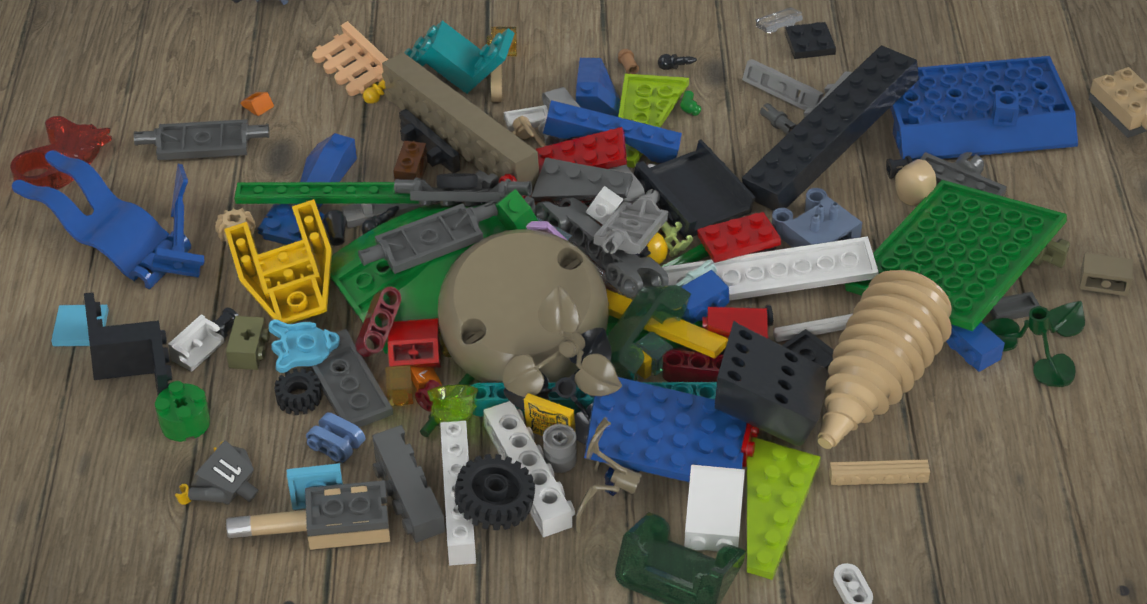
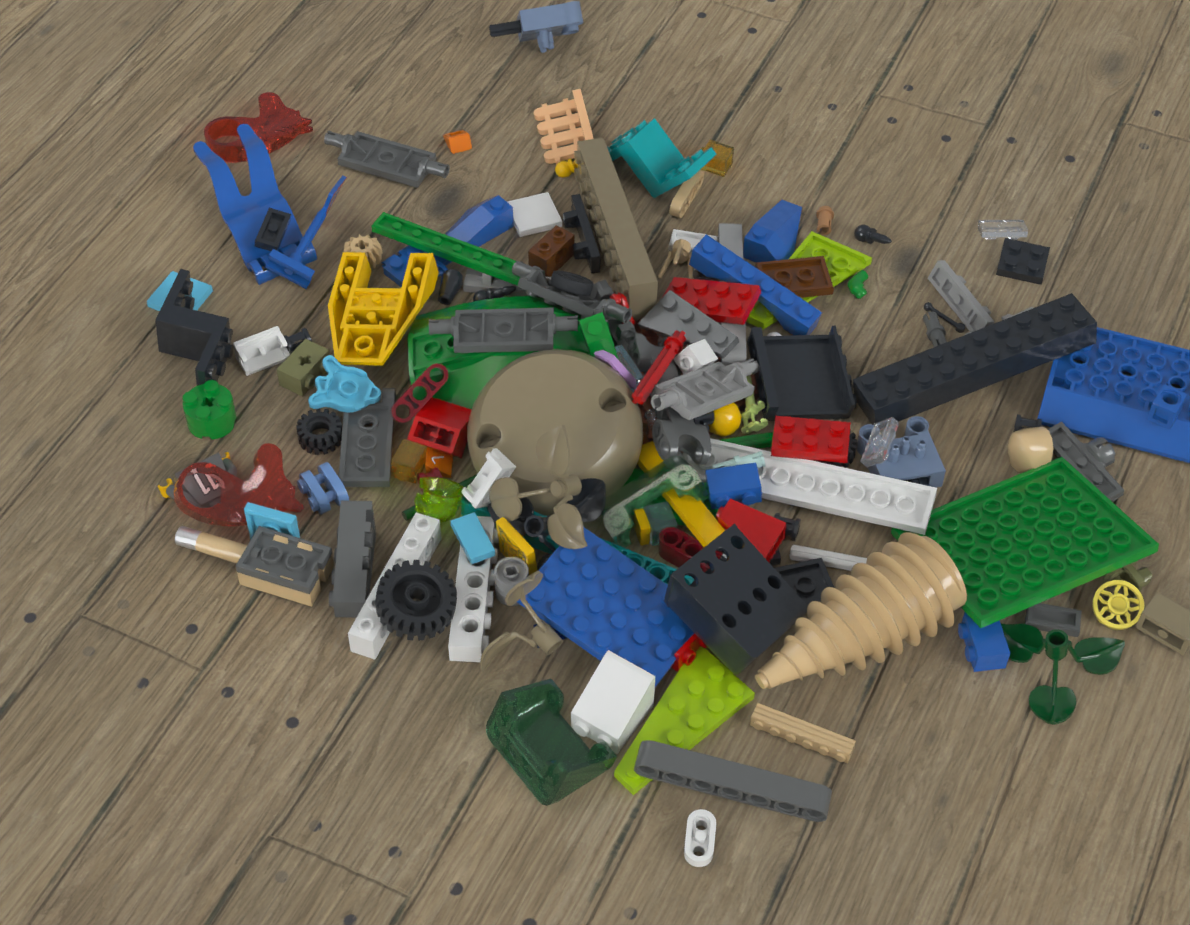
camera: 25 degrees right, 5 degrees up
(142, 233) = (272, 229): none -> black plate
(264, 470) = (264, 487): none -> clear red animal
(373, 141) = (535, 214): none -> white tile
(492, 366) = (495, 467): none -> white hinge
(506, 424) = (472, 538): none -> medium azure tile
(581, 202) = (672, 346): none -> red axle
(644, 108) = (801, 276): none -> reddish brown tile
(793, 109) = (960, 327): none -> black hinge
(799, 217) = (880, 442): none -> clear plate
(851, 530) = (733, 781): none -> dark grey beam
(1057, 275) = (1118, 604): none -> light yellow wheel

